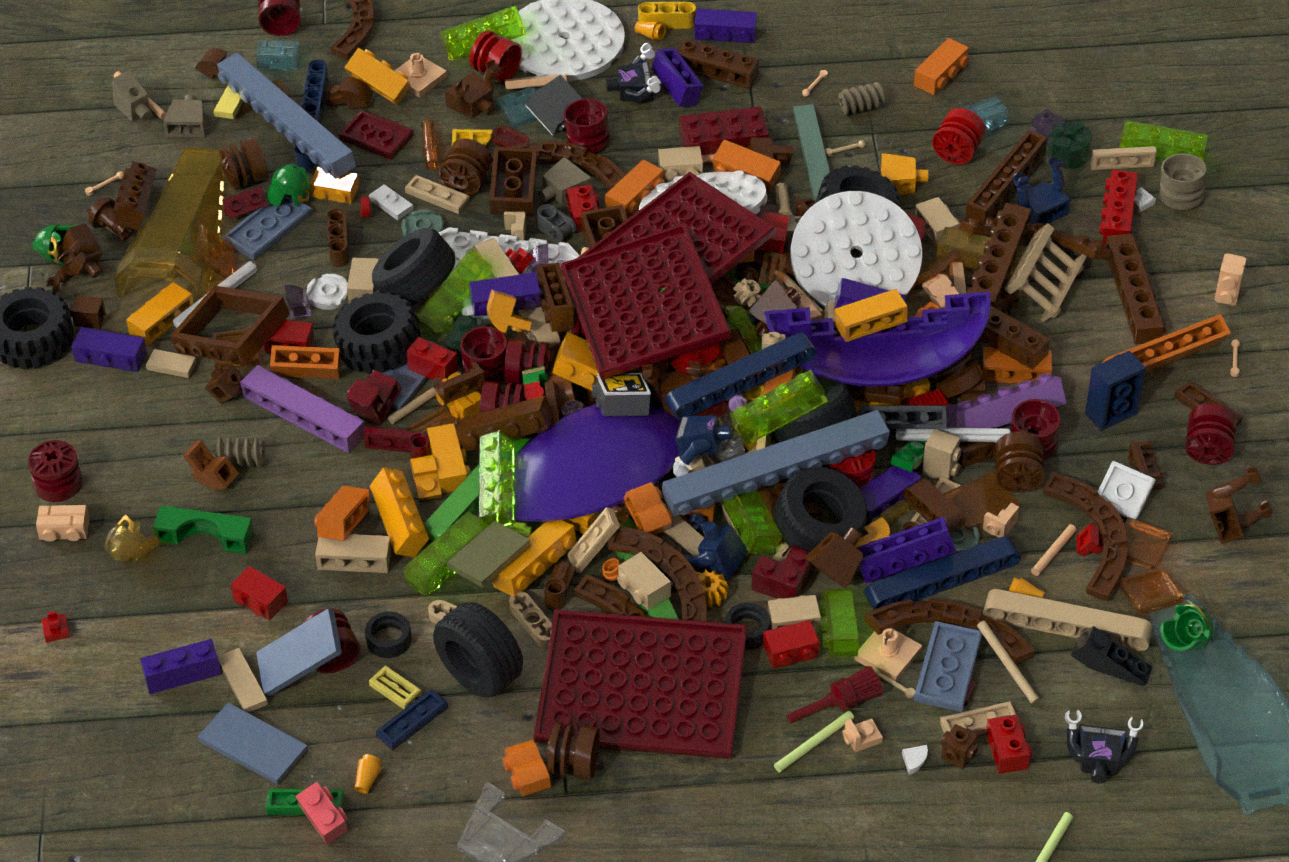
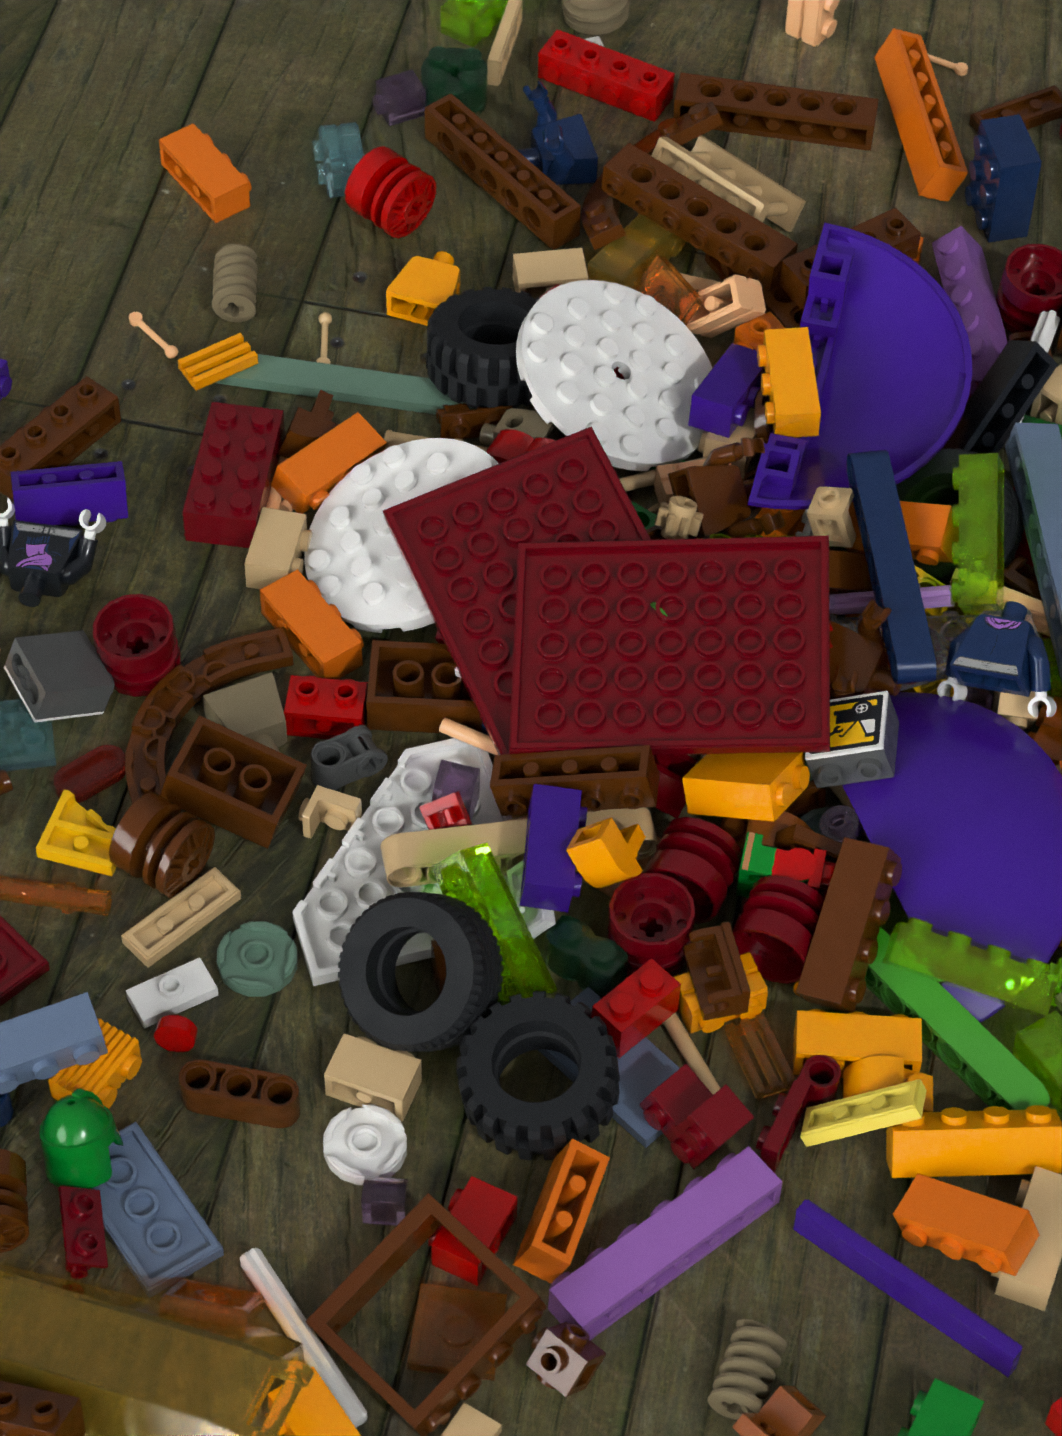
camera: 75 degrees left, 5 degrees up
(306, 505) = (907, 1288): none -> dark purple tile
(397, 460) = (863, 1112): none -> light yellow tile
(803, 105) = (215, 358): none -> light orange tile

